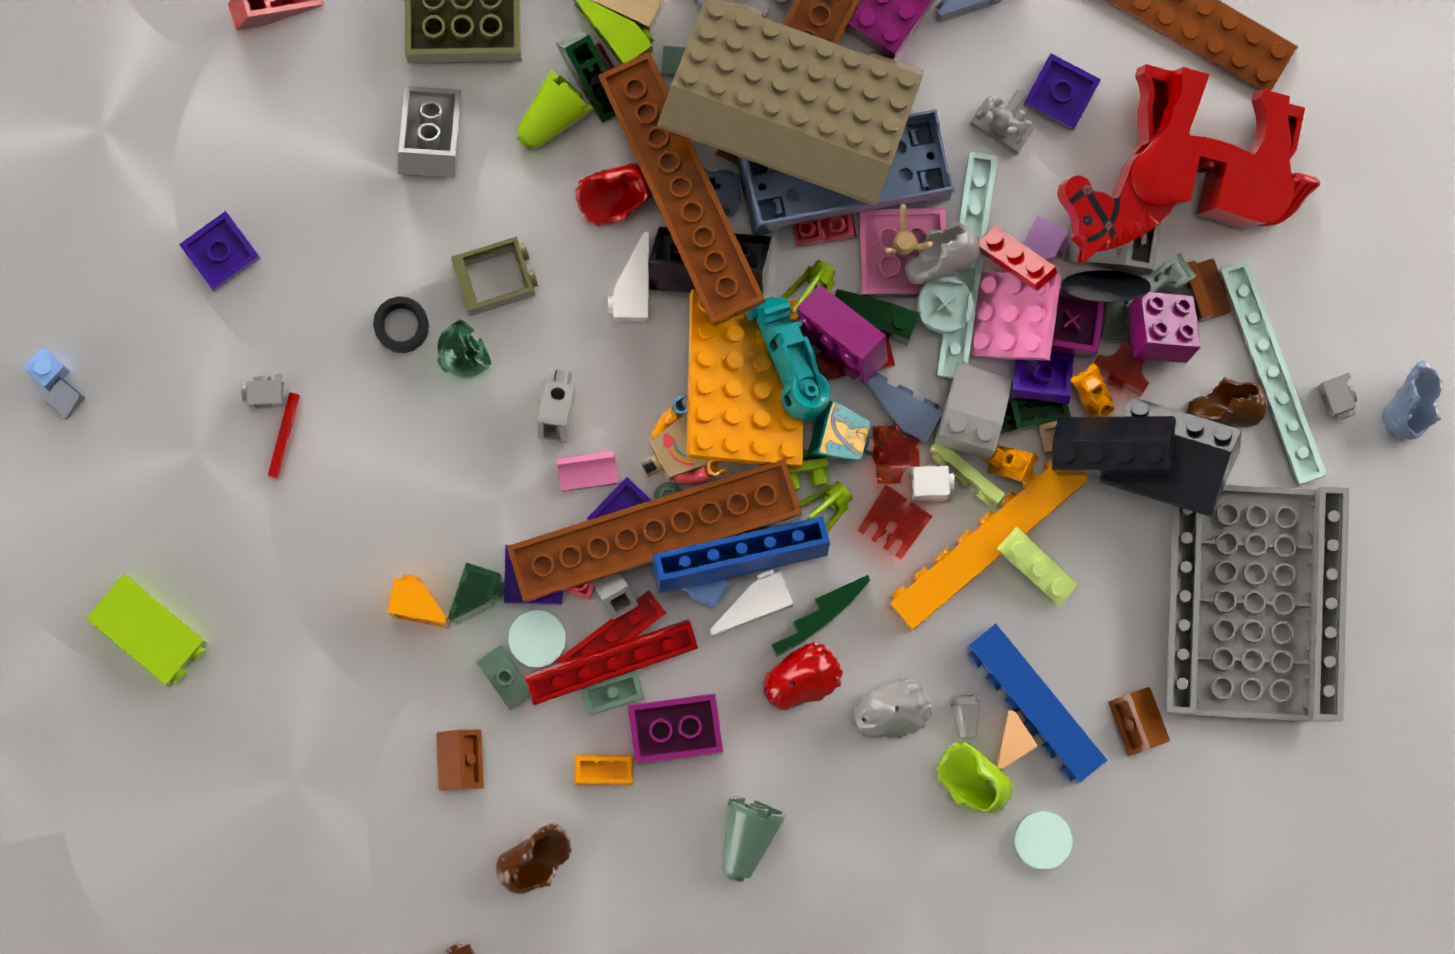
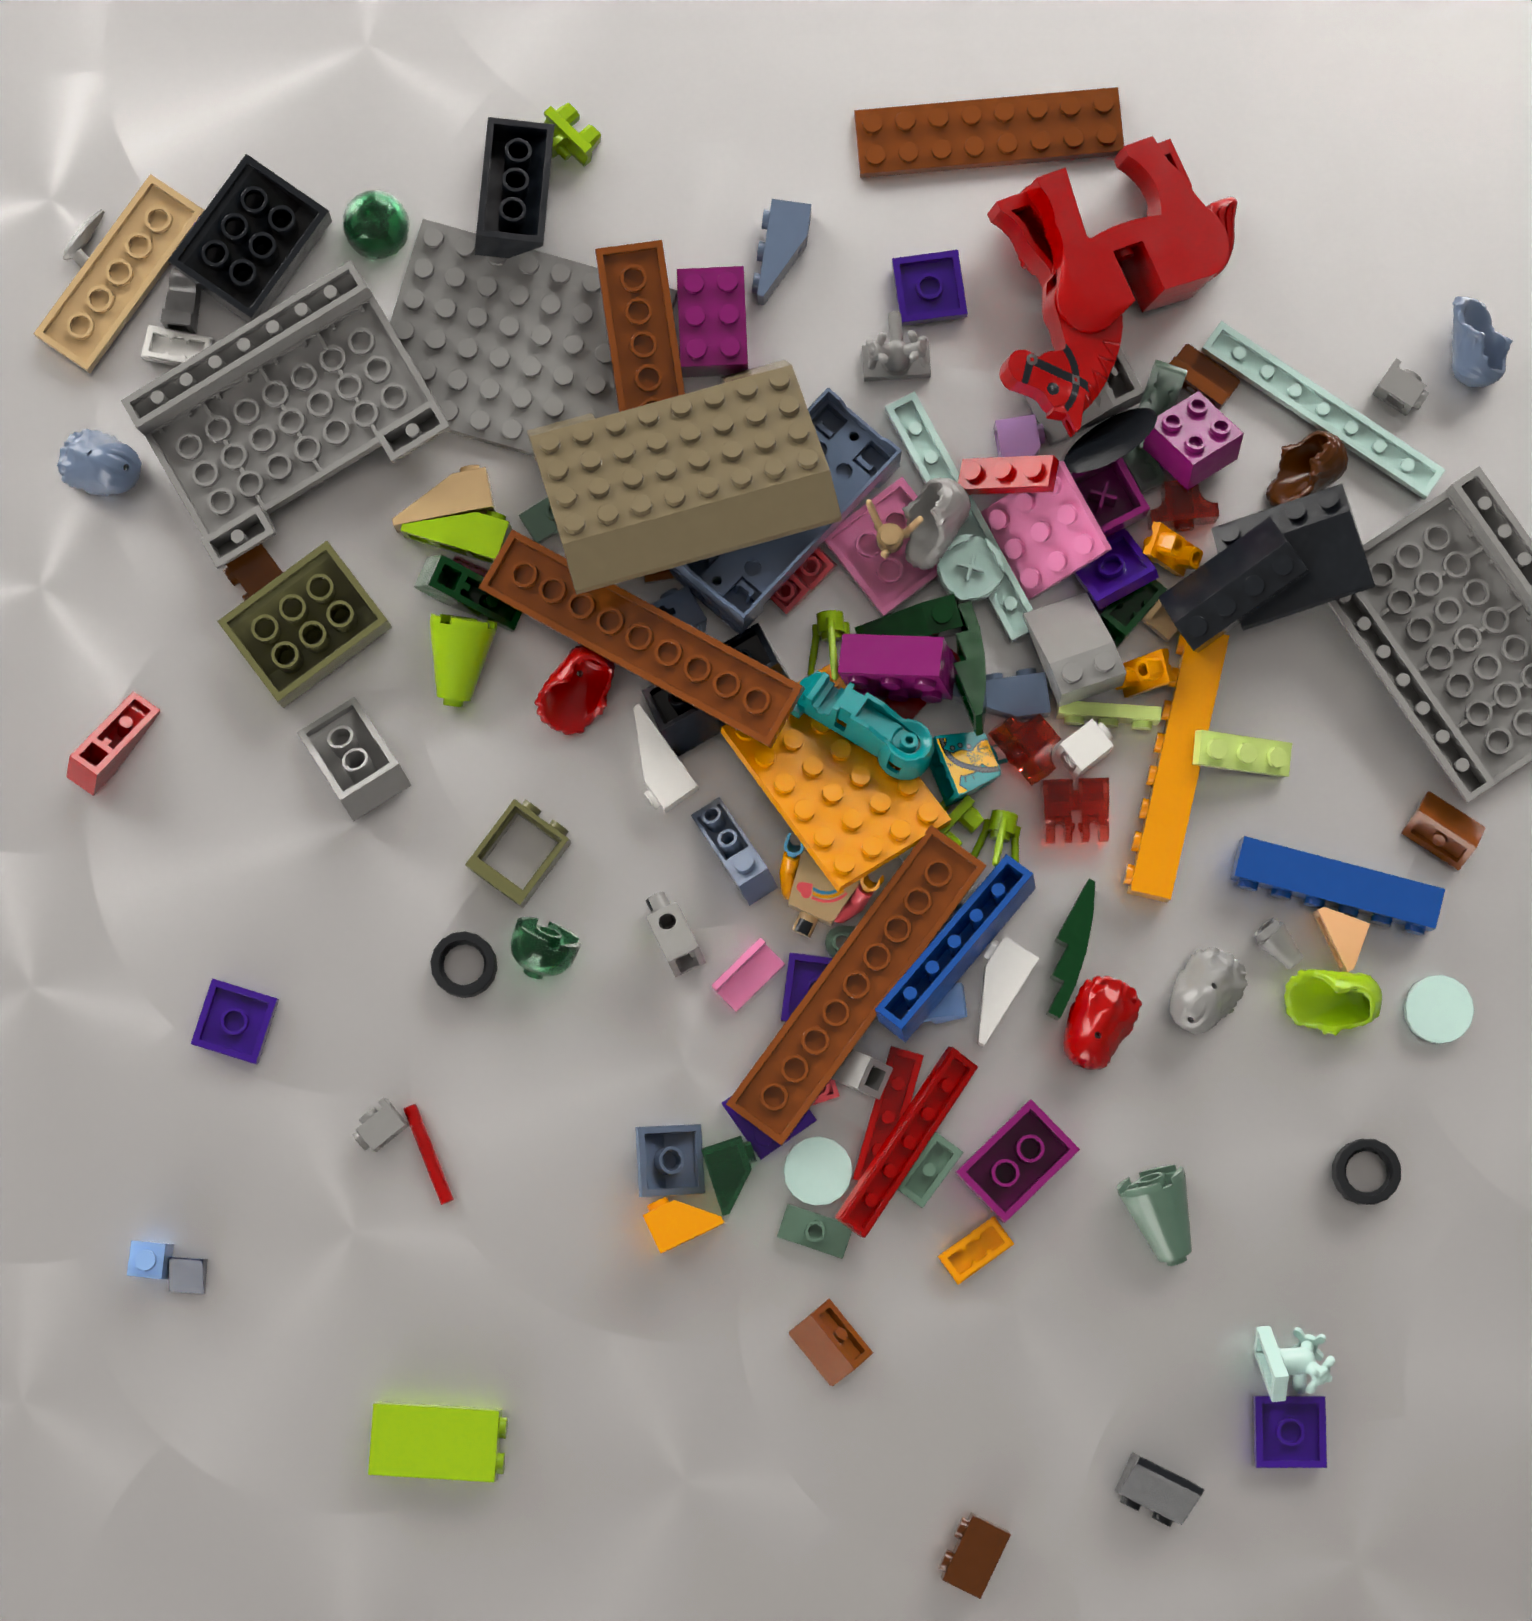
camera: 30 degrees left, 0 degrees up
(441, 557) = (670, 1160): none -> sand blue slope
(534, 860) = (974, 1387): reddish brown piece -> none
(640, 381) = (734, 851): none -> sand blue slope
(891, 375) = (971, 670): none -> dark green slope
(932, 913) = (1391, 1162): none -> black tyre

